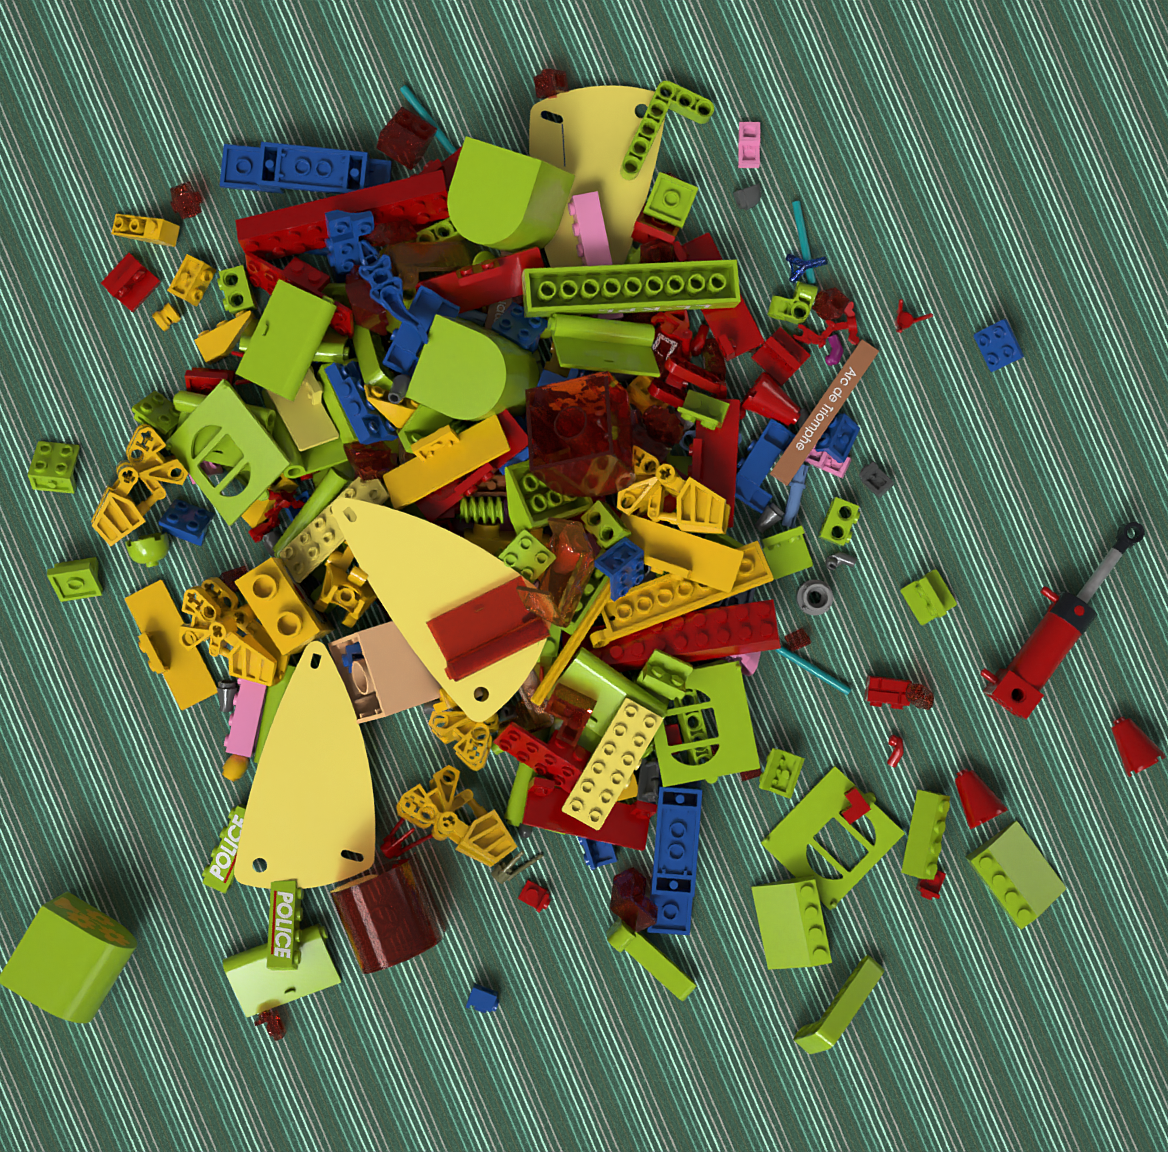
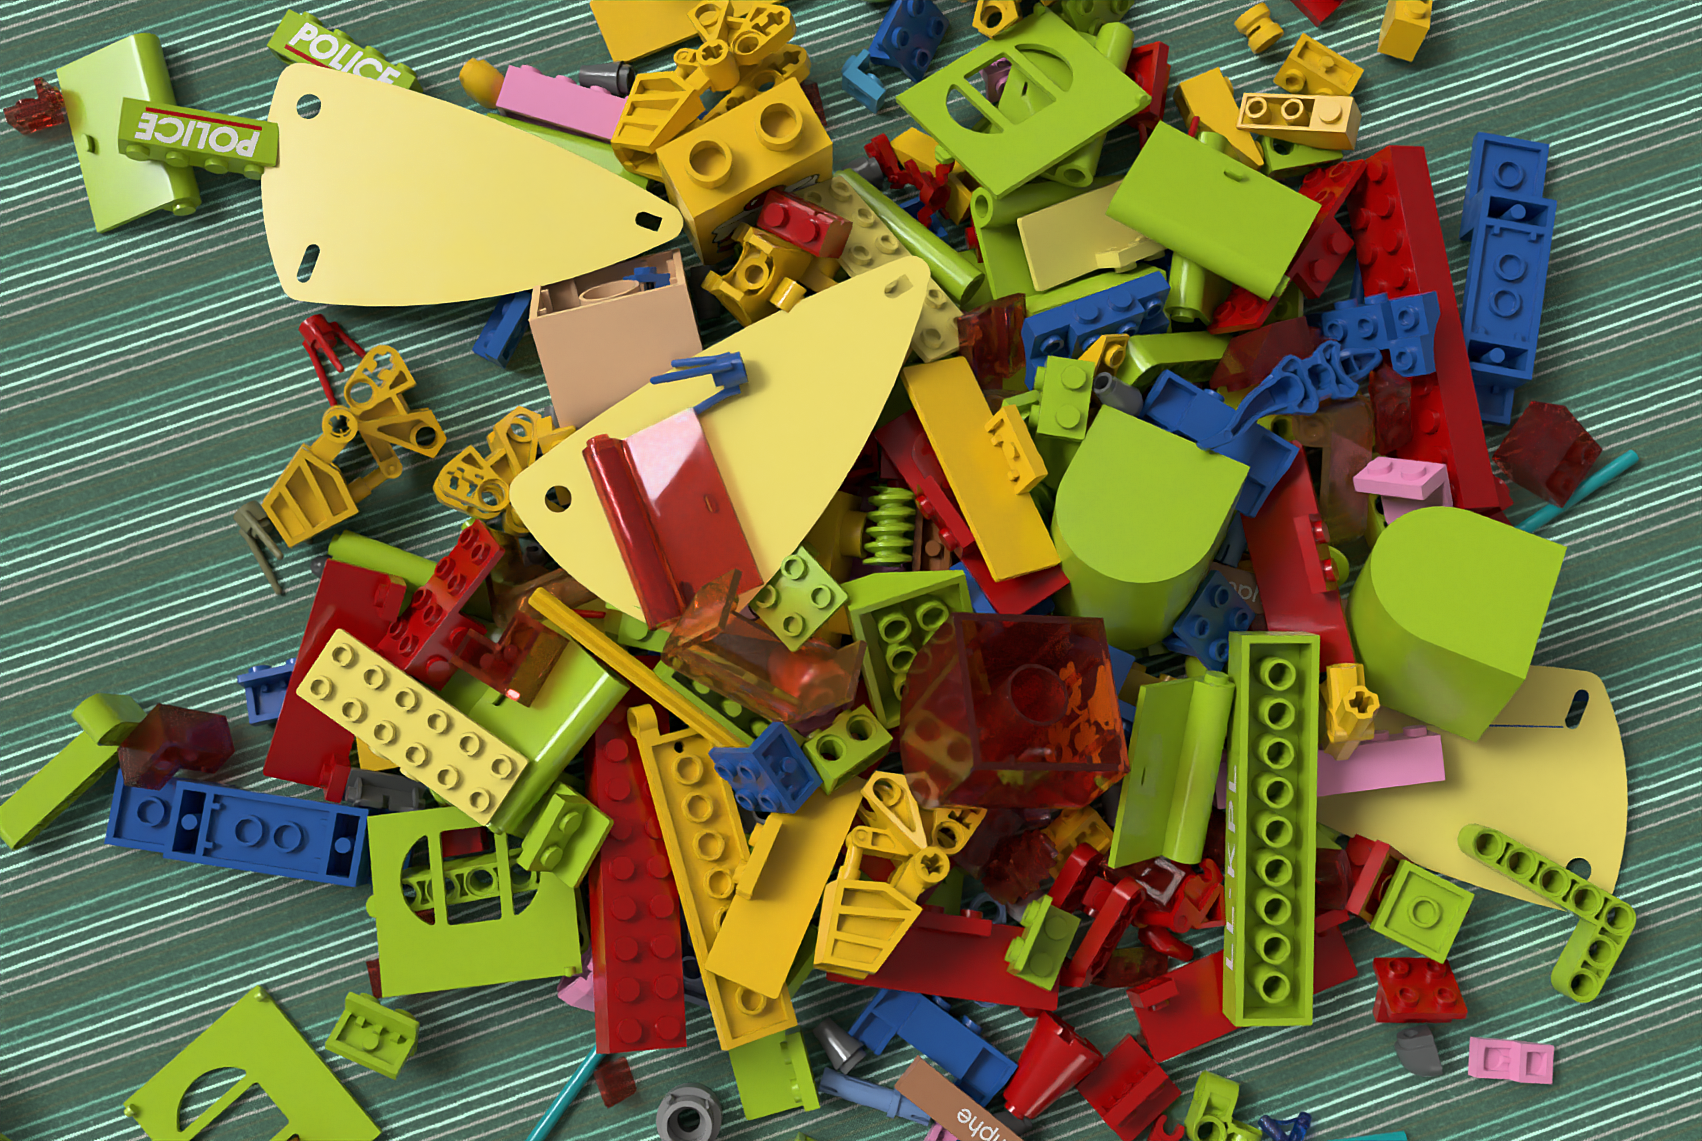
camera: 85 degrees right, 5 degrees down
(186, 200) = (1455, 73): clear red brick -> none
(220, 544) = (861, 86): none -> dark azure bracket
(223, 290) = (1302, 119): none -> yellow slope
(315, 570) = (804, 224): none -> red brick
(343, 630) = (706, 303): none -> dark grey cone
(380, 741) = (504, 328): none -> blue bracket
(388, 914) = (191, 315): clear red brick -> none
(403, 606) = (725, 368): none -> blue plant
(404, 418) = (1063, 399): none -> lime bracket
(435, 223) = (1405, 485): none -> bright pink bracket
(483, 999) = (36, 470): blue brick -> none
(535, 895) = (207, 575): red bracket -> none
(550, 83) = (1636, 711): clear red brick -> none
(563, 250) = (1348, 709): none -> yellow piece
(715, 200) = (1416, 991): none -> red bracket
(791, 923) = (103, 1032): lime slope -> none

